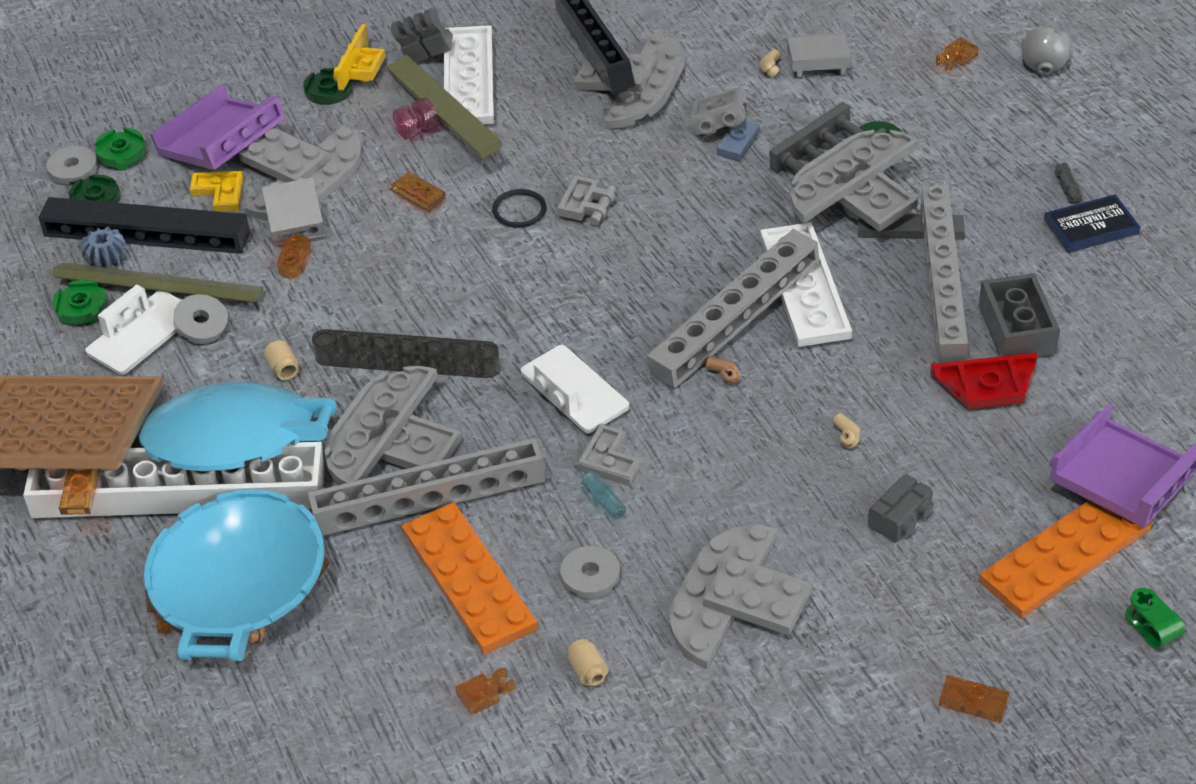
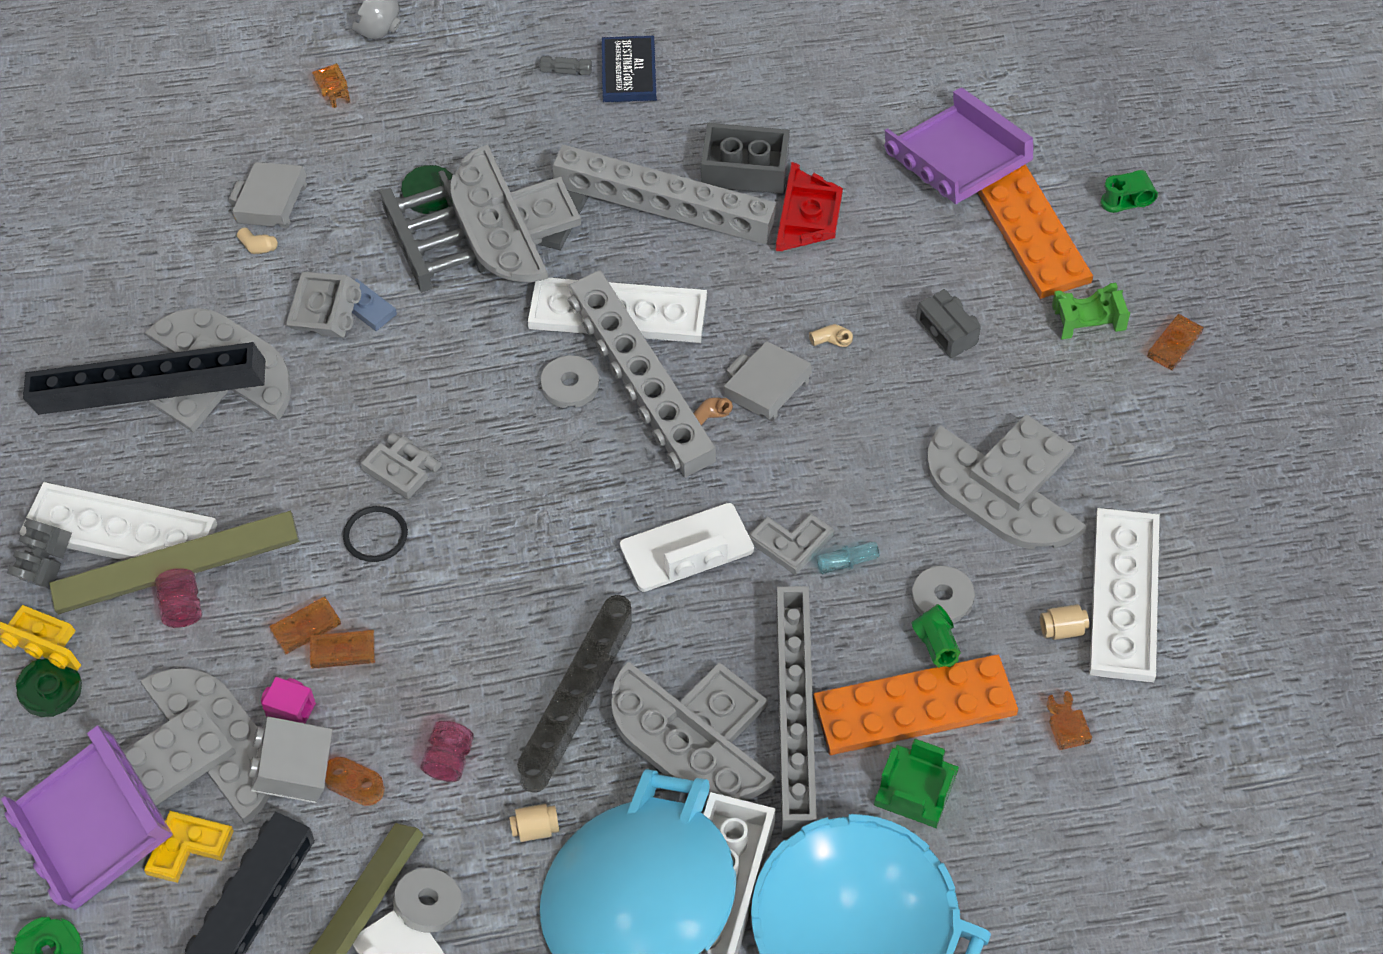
camera: 75 degrees left, 10 degrees up
(327, 293) = (446, 756): none -> clear pink wheel
(346, 200) = (288, 700): none -> dark pink brick
(384, 590) = (916, 782): none -> green panel
(404, 216) = (342, 649): none -> clear orange plate
(533, 567) = (935, 632): none -> green piece
(639, 706) = (1125, 595): none -> white plate
(713, 265) = (570, 368): none -> light grey tile
(771, 395) = (766, 379): none -> light grey piece
(973, 613) = (1101, 308): none -> bright green piece

